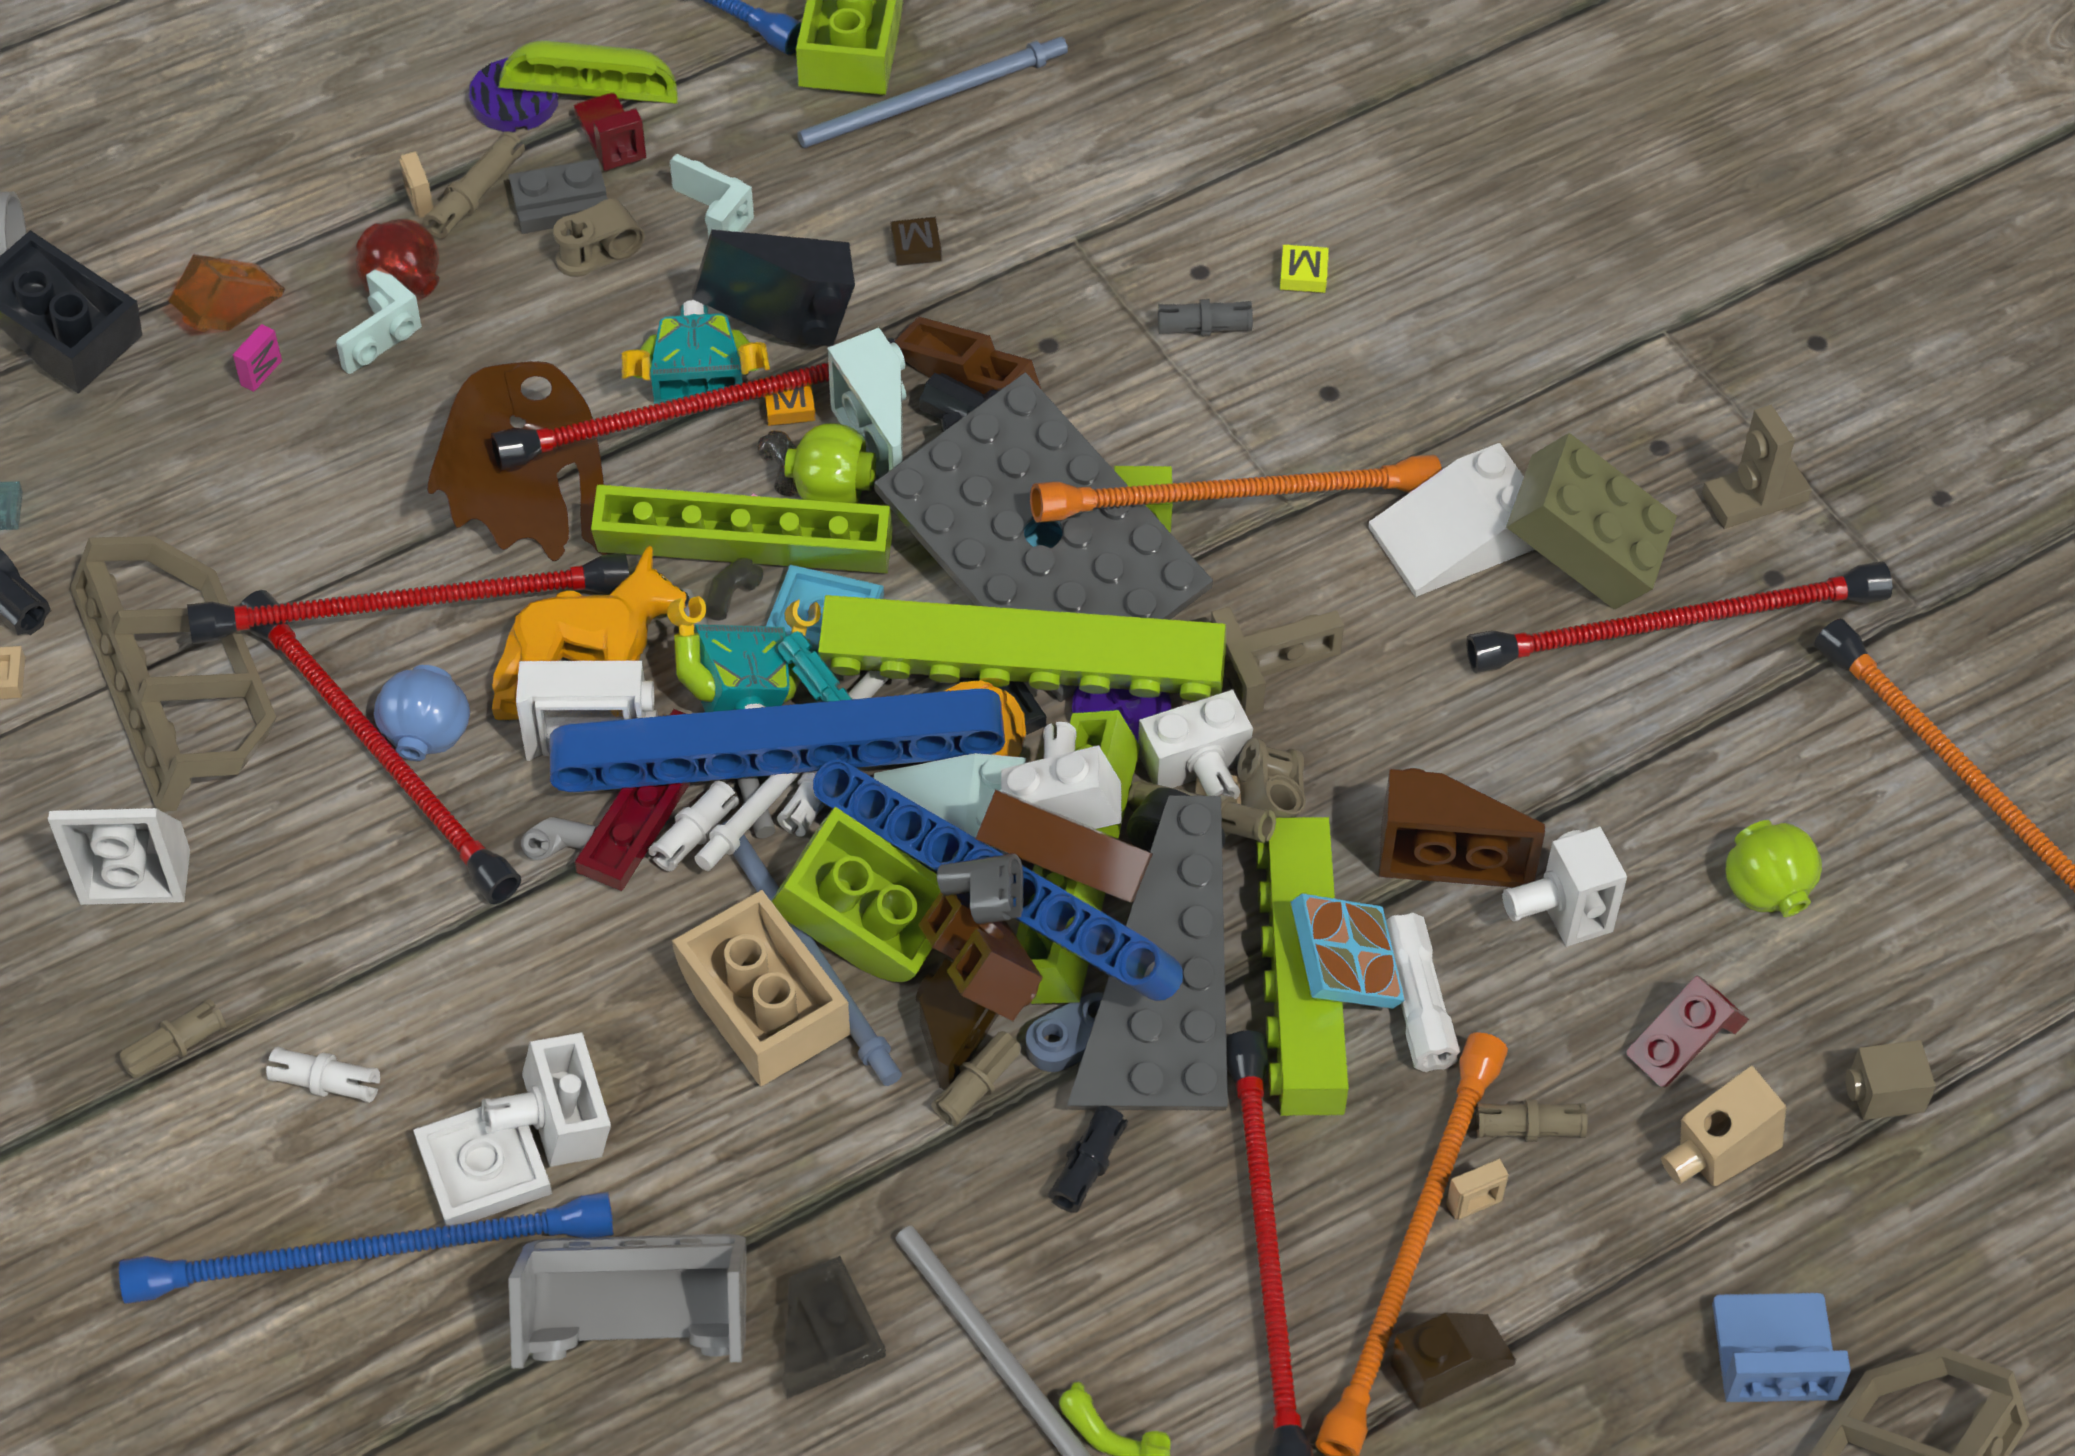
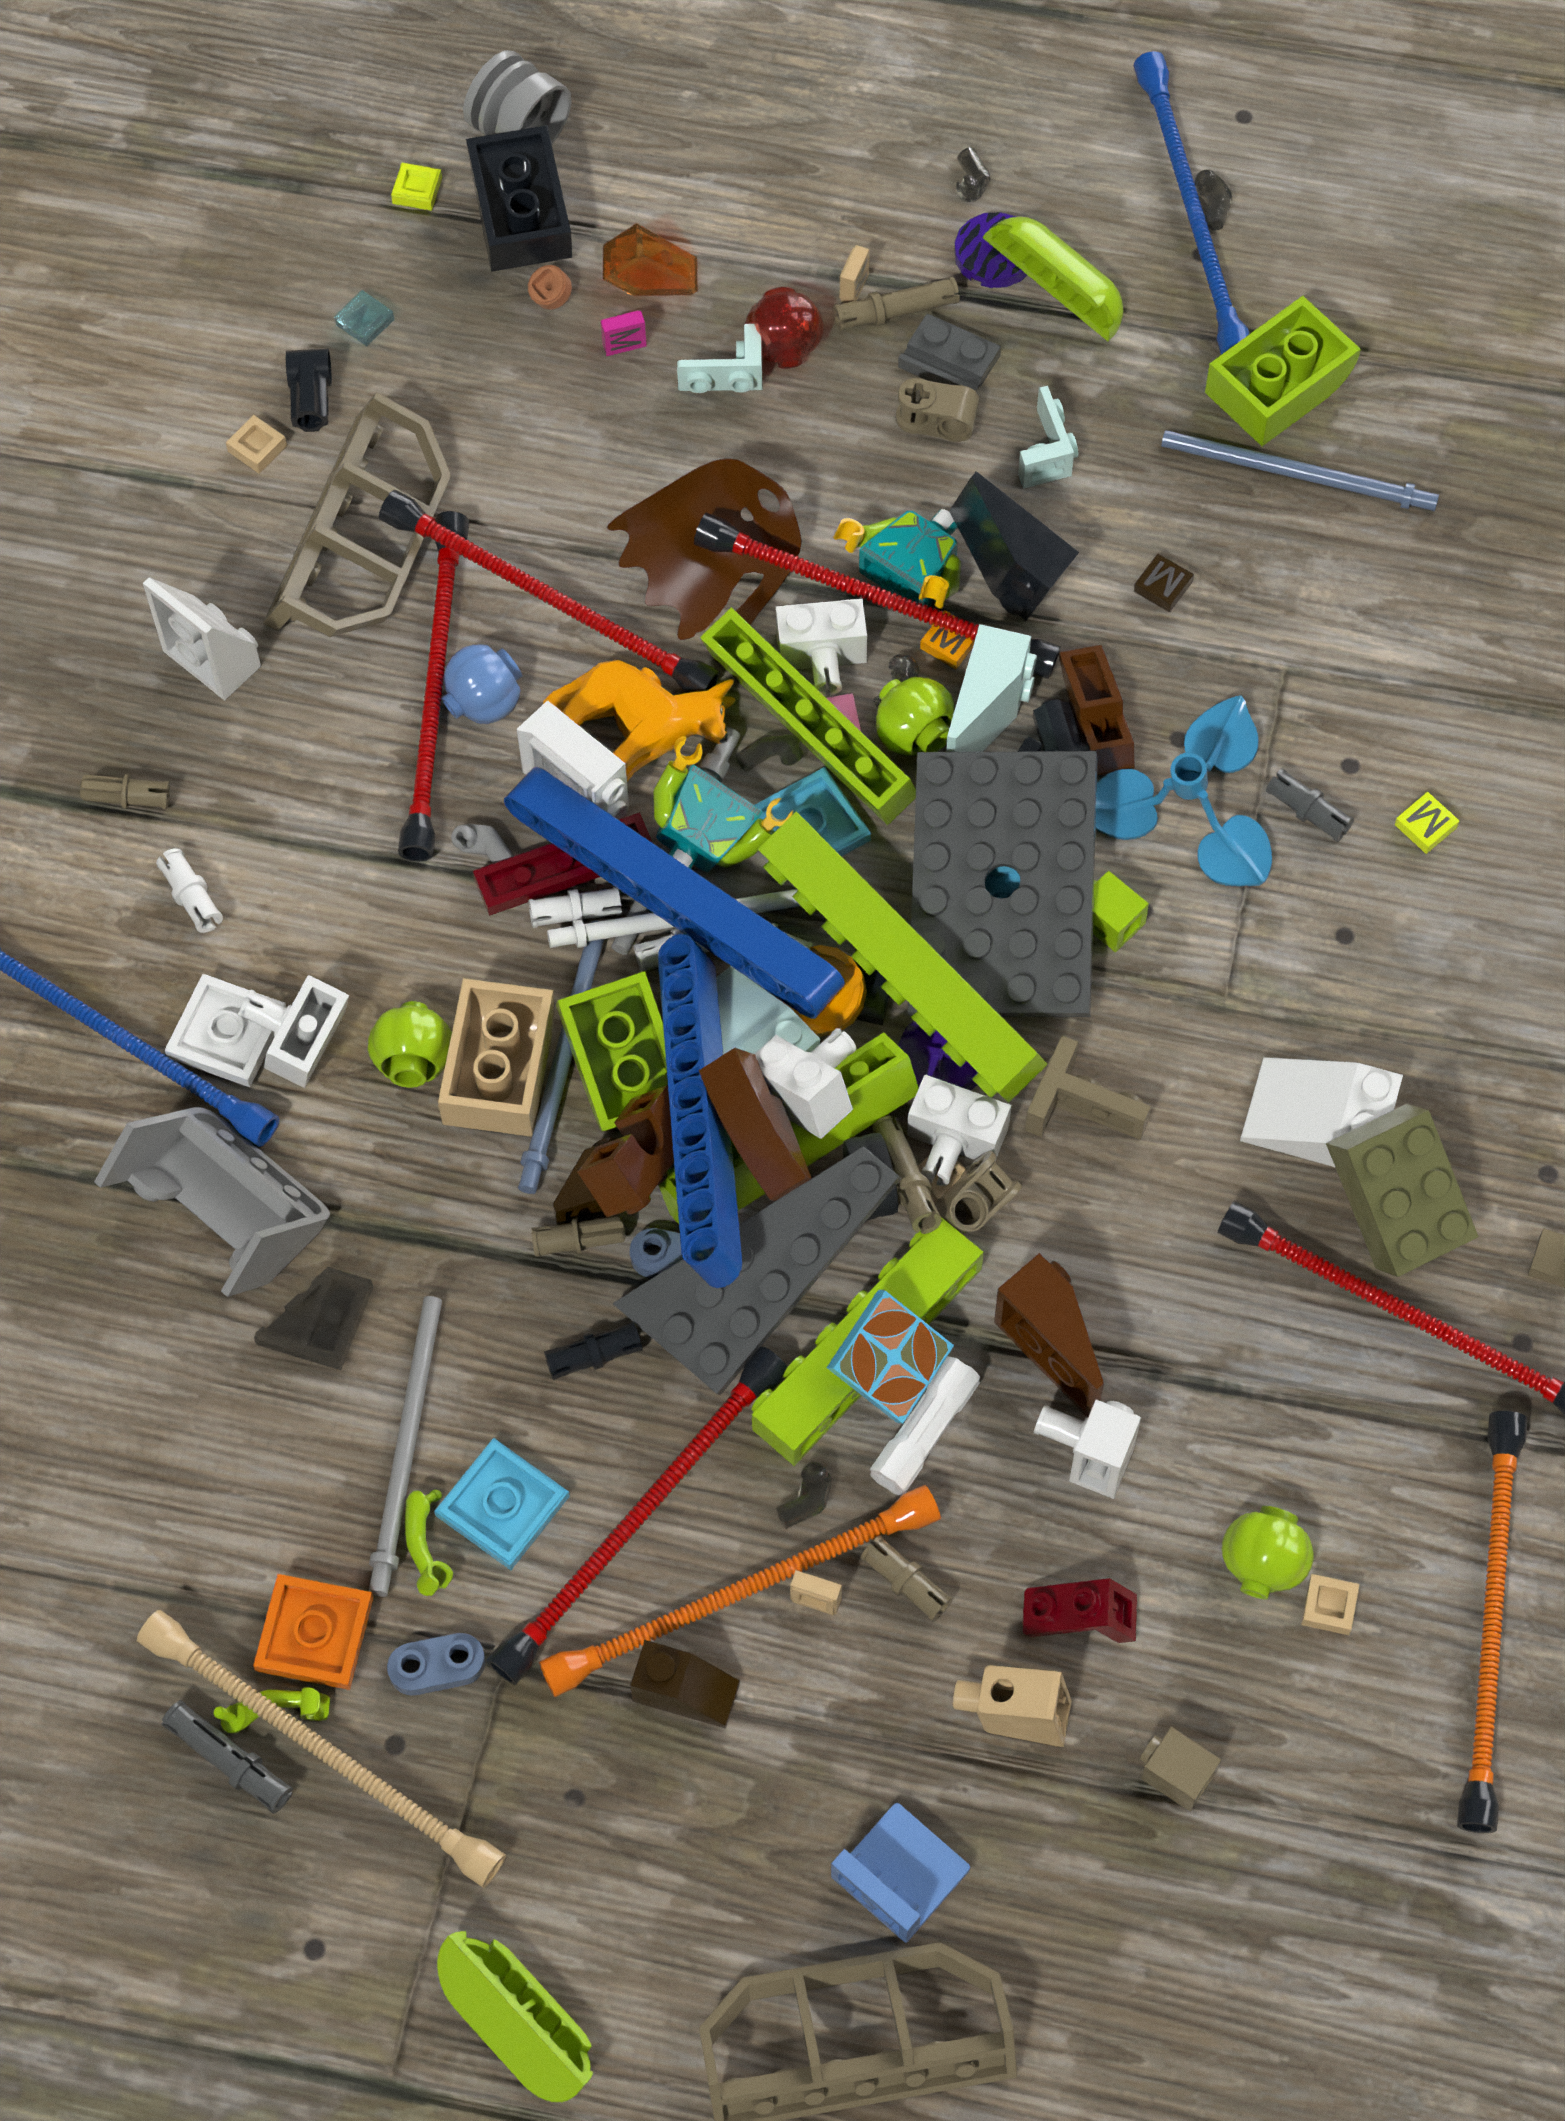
camera: 45 degrees right, 10 degrees up
(148, 368) = (549, 287): none -> nougat tile
(440, 51) = (976, 176): none -> clear smoke arm
(612, 132) = (1030, 332): dark red bracket -> none
(669, 1035) = (410, 1044): none -> lime plant
(689, 458) = (823, 638): none -> white brick
(811, 669) = (746, 862): teal axle -> none
(989, 886) = (675, 1112): dark grey piece -> none
(1060, 500) = (1020, 870): orange hose -> none
(1089, 317) = (1218, 738): none -> dark azure plant
(1142, 1346) = (502, 1504): none -> medium azure tile
(1388, 1123) = (811, 1498): none -> clear smoke arm
(1855, 871) = (1330, 1604): none -> tan tile

